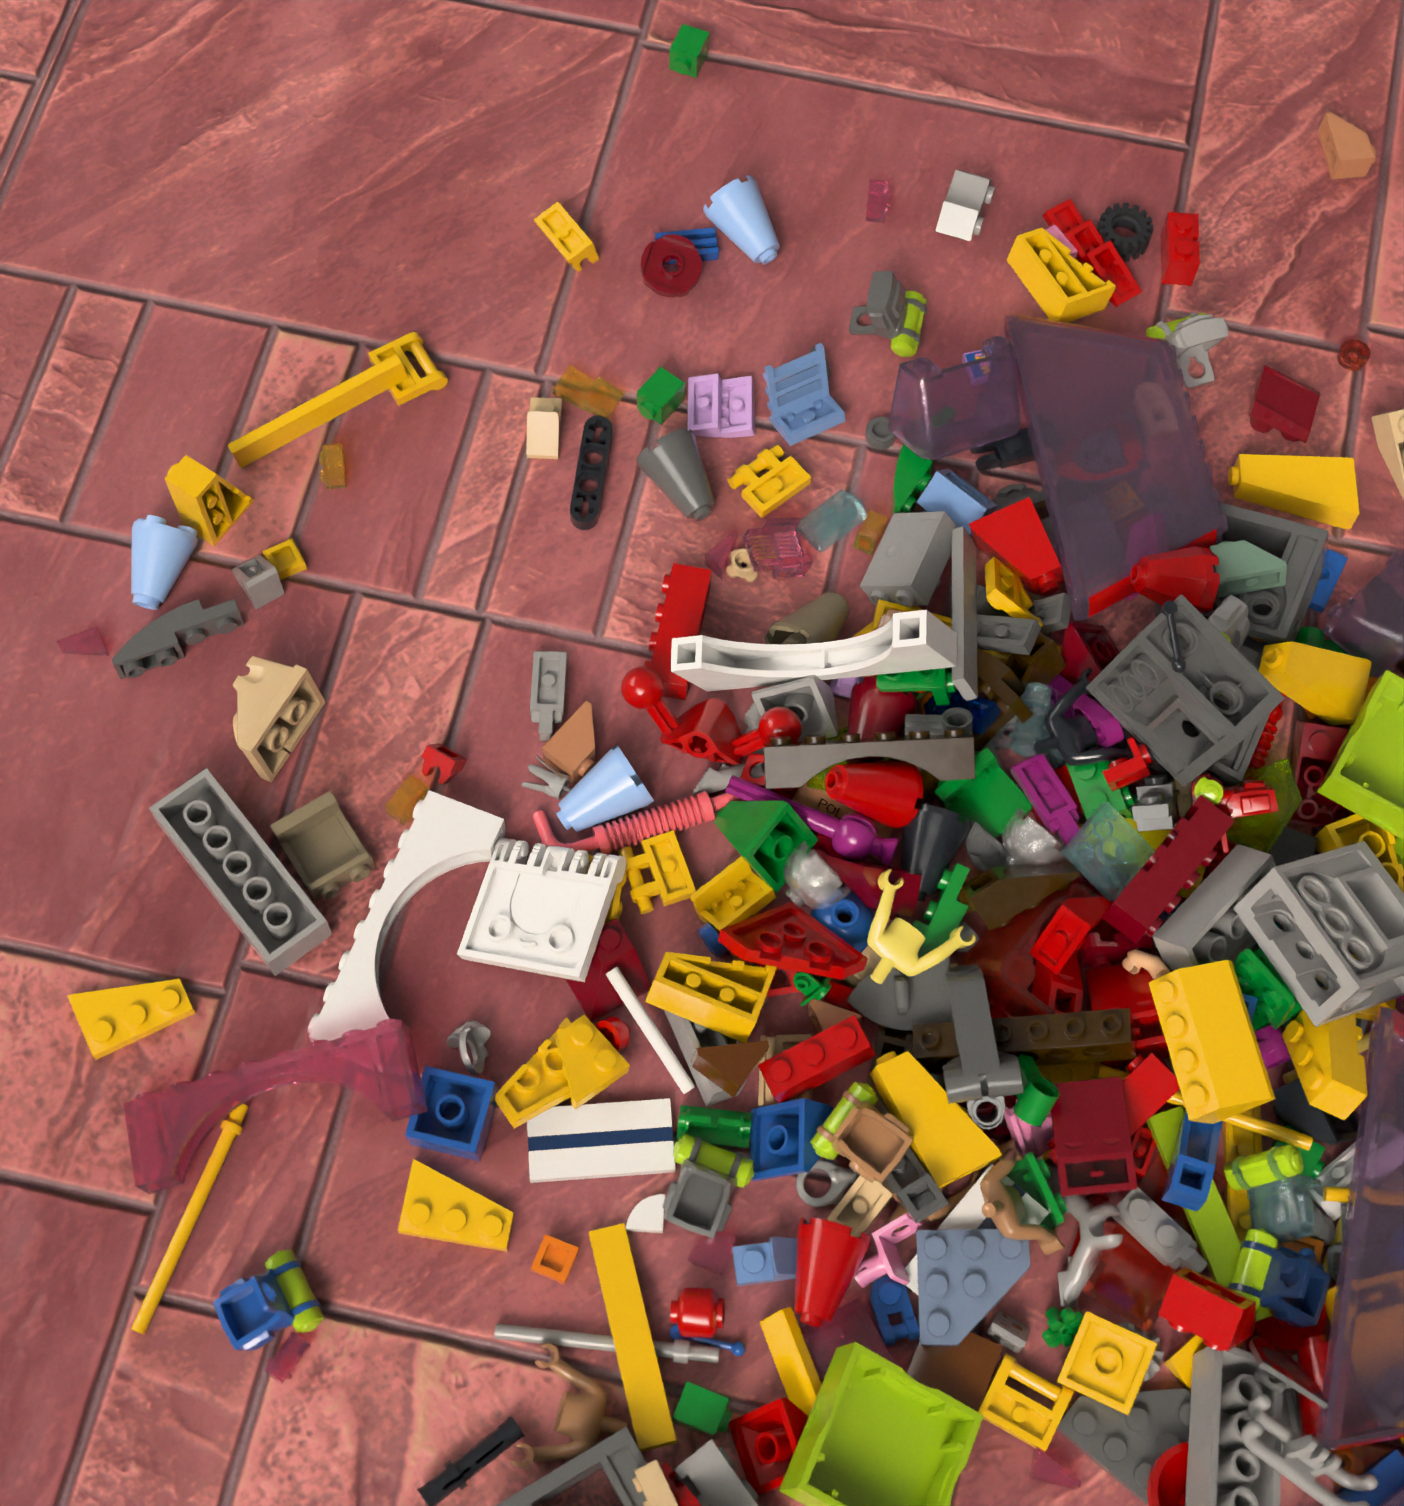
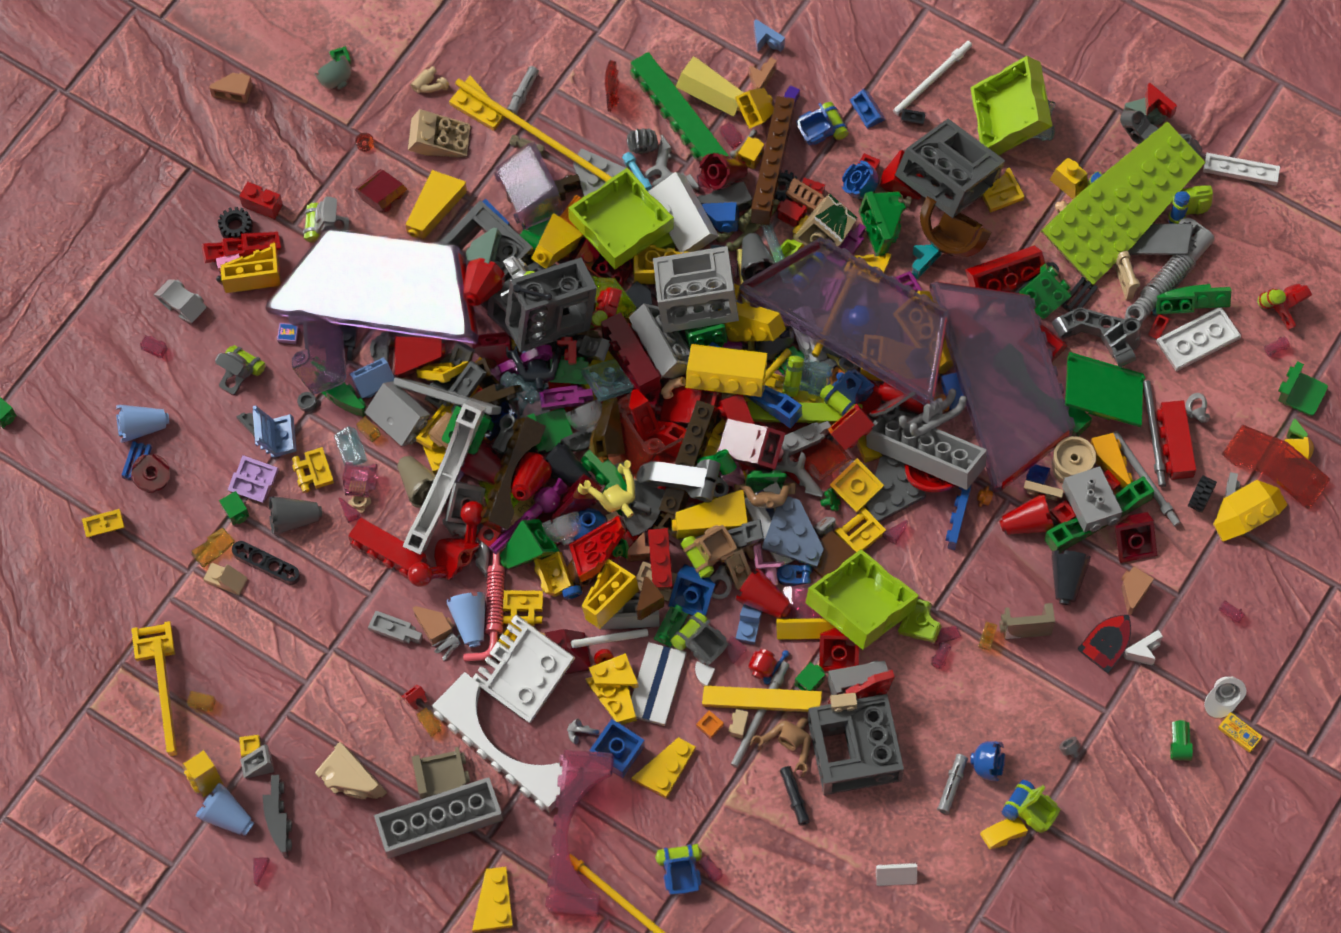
camera: 65 degrees left, 0 degrees up
(574, 1311) = (739, 723): none -> tan piece

